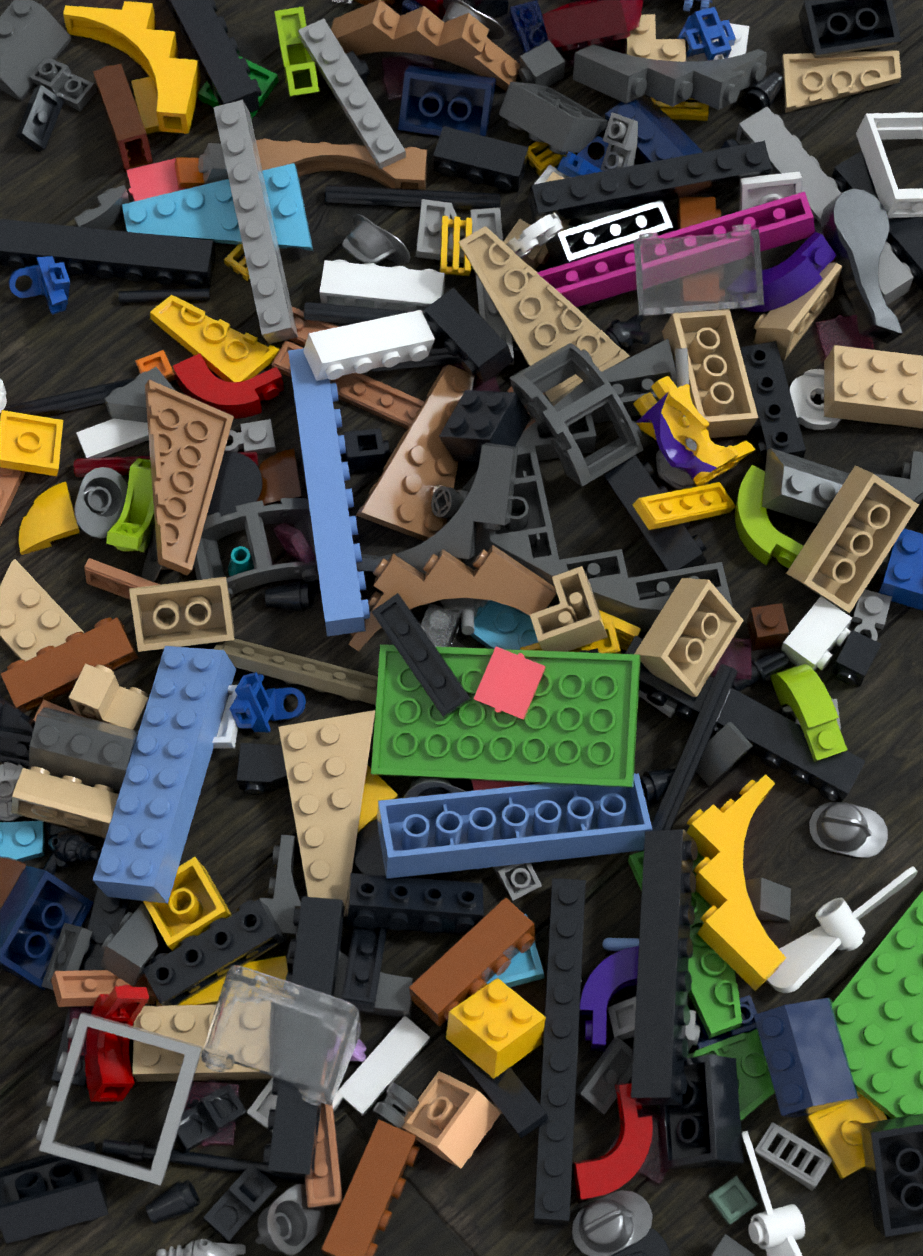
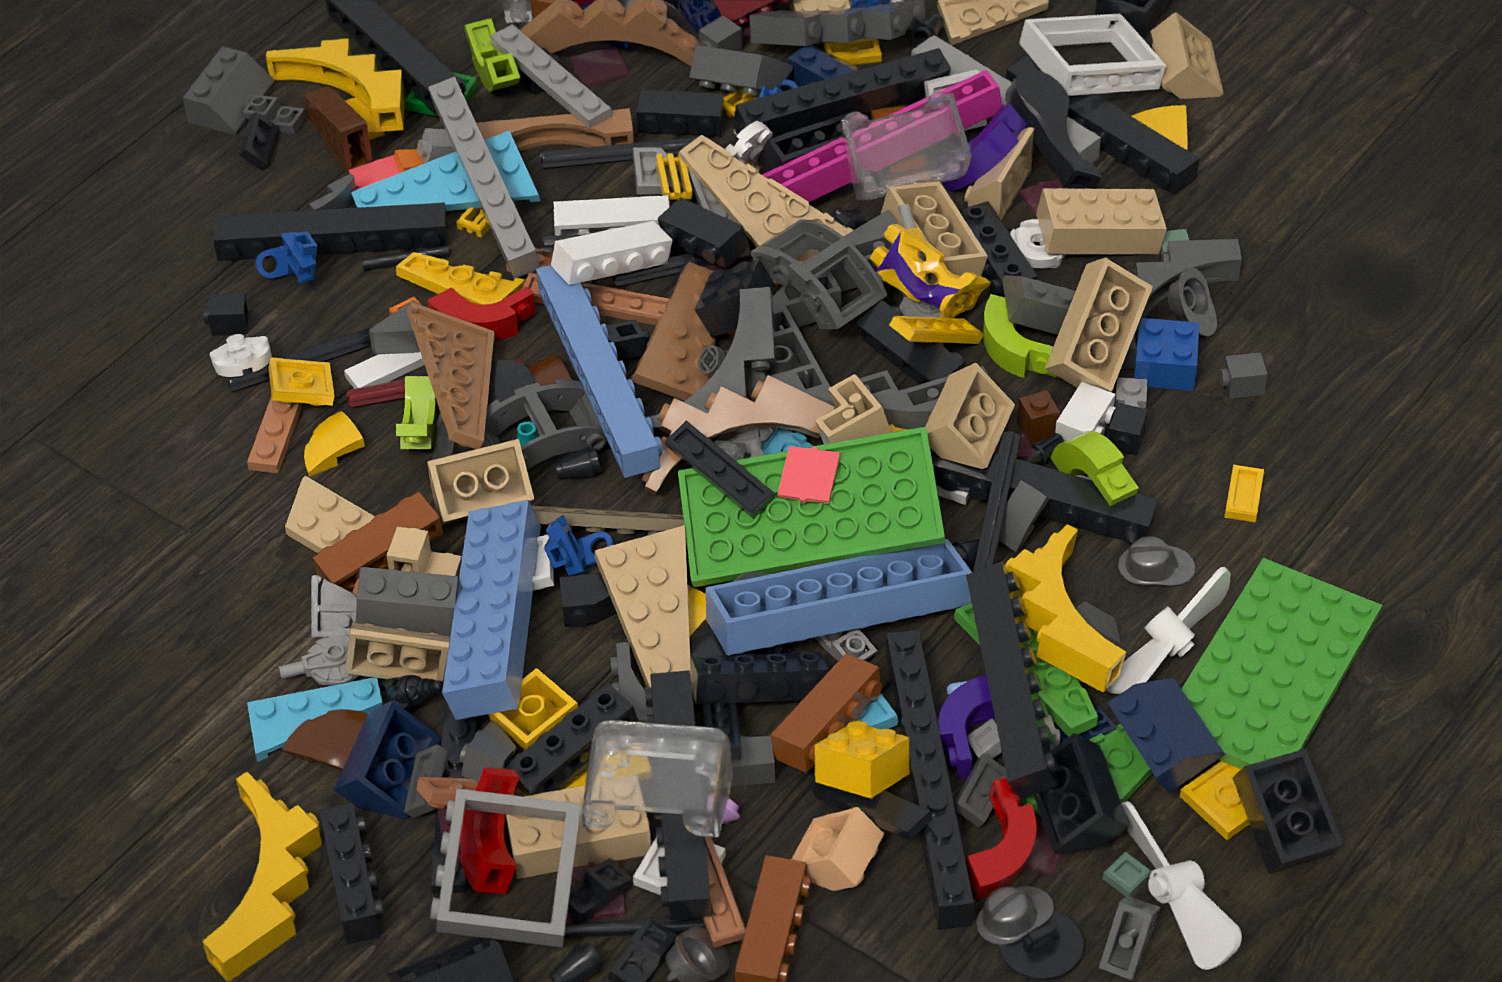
camera: 10 degrees left, 20 degrees down
(100, 501) = (380, 412): dark grey piece -> none
(113, 579) = (403, 476): nougat tile -> none
(253, 438) = (517, 348): light grey plate -> none
(294, 542) = (575, 412): clear pink tile -> none
(372, 243) = (598, 181): flat silver piece -> none
(383, 1065) = (759, 821): white tile -> none
(400, 1100) = (781, 843): dark grey wheel -> none
(445, 100) = (636, 70): dark blue slope -> none
(622, 140) = (806, 68): light grey slope -> none
(809, 1181) = (1188, 820): light grey slope -> none

